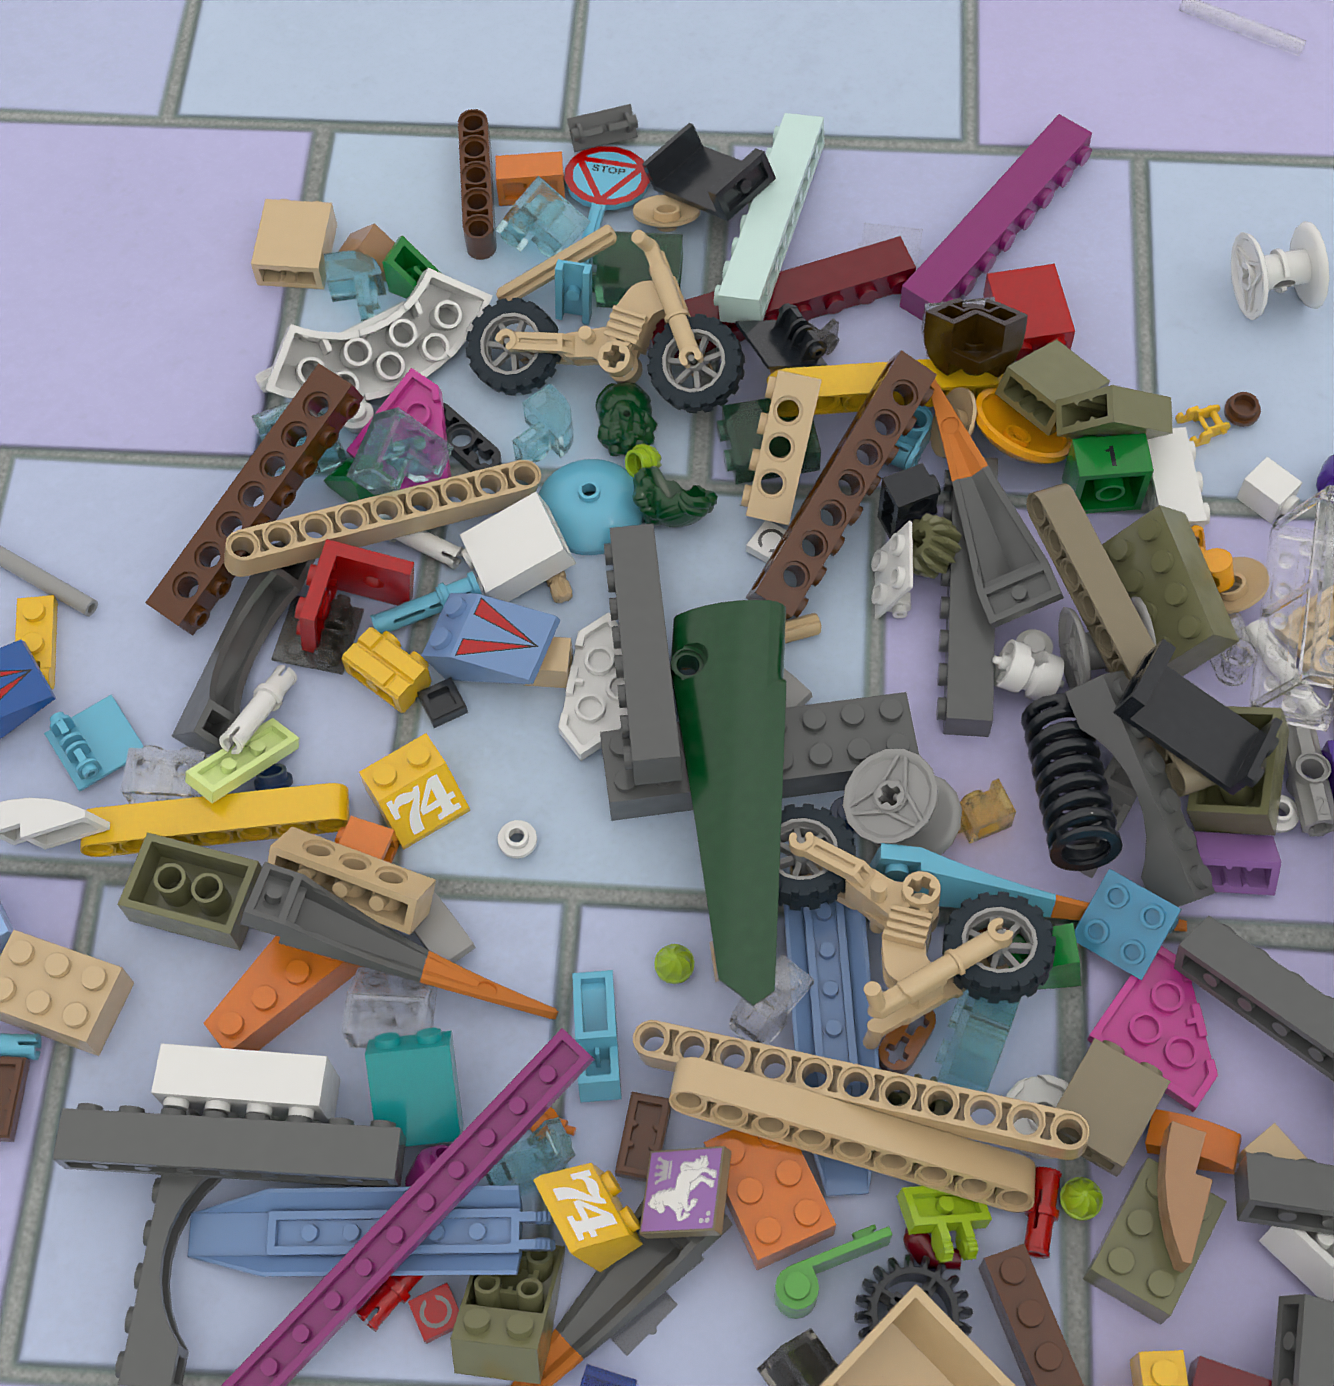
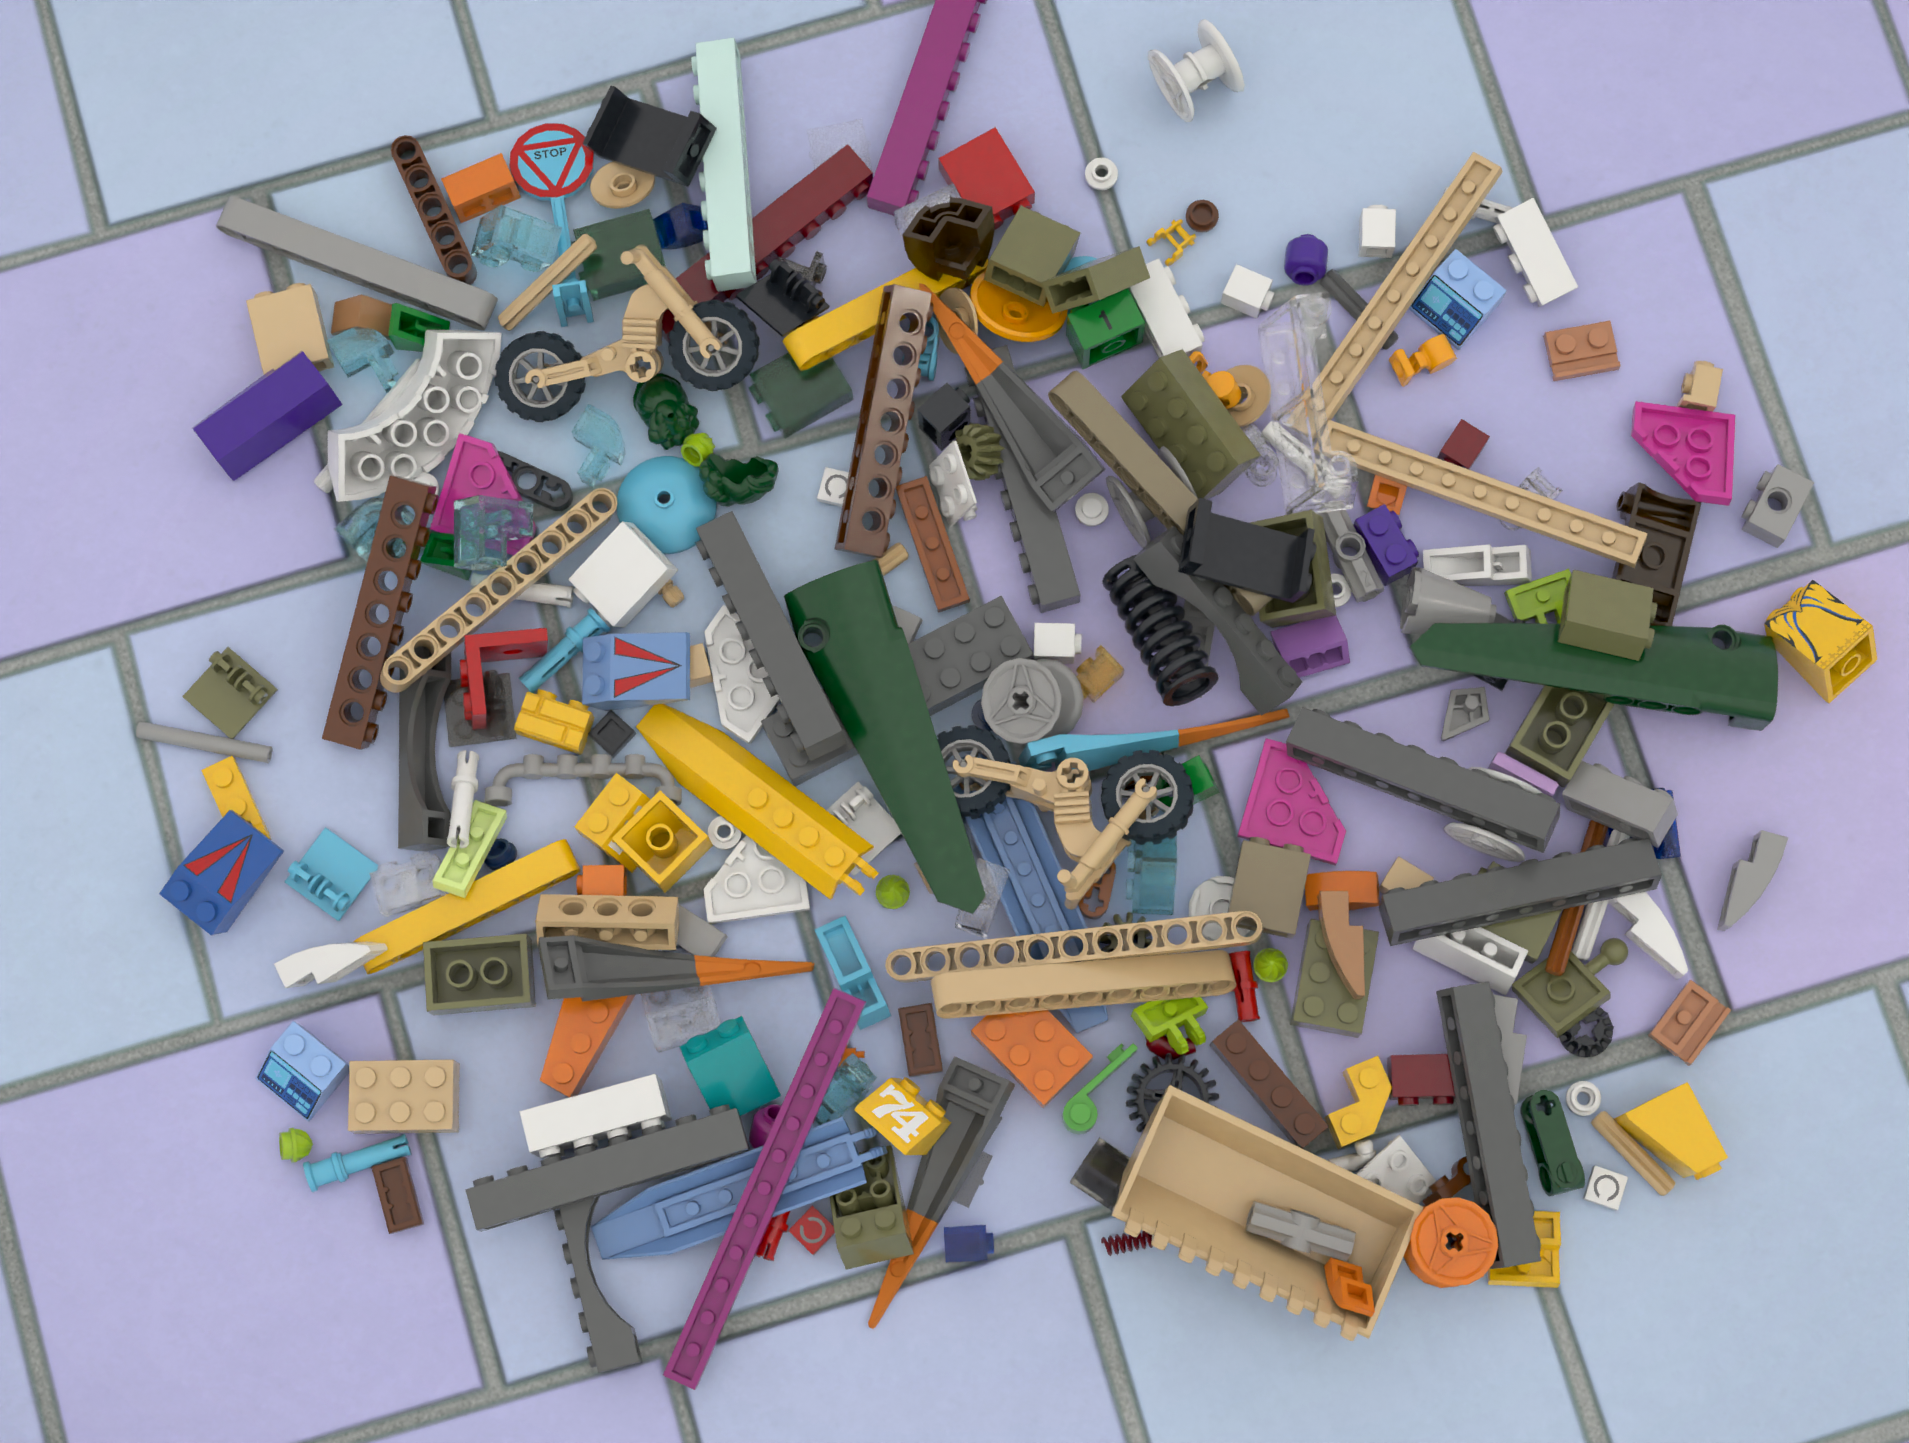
camera: 20 degrees left, 15 degrees up
(81, 537) = (229, 692): none -> olive hinge
(237, 302) = (267, 415): none -> dark purple slope
(382, 720) = (569, 768): none -> light grey bar
(385, 204) = (357, 263): none -> light grey beam
(446, 822) = (662, 841): none -> yellow slope
(538, 895) = (753, 886): none -> white plate
(566, 818) = (757, 800): none -> yellow hinge
(602, 127) = (527, 108): dark grey hinge -> none
(660, 884) = (866, 818): none -> white hinge
(685, 1192) = (971, 1074): tile -> none
(704, 263) = (680, 226): none -> clear blue brick
(778, 505) = (830, 454): tan brick -> none
(850, 627) = (932, 544): none -> dark orange plate
(952, 761) = (1056, 642): none -> white brick
(1020, 669) = (1101, 538): white wheel -> none
(1126, 924) = (1239, 734): dark azure hinge -> none
(1148, 350) = (1097, 182): none -> white plate

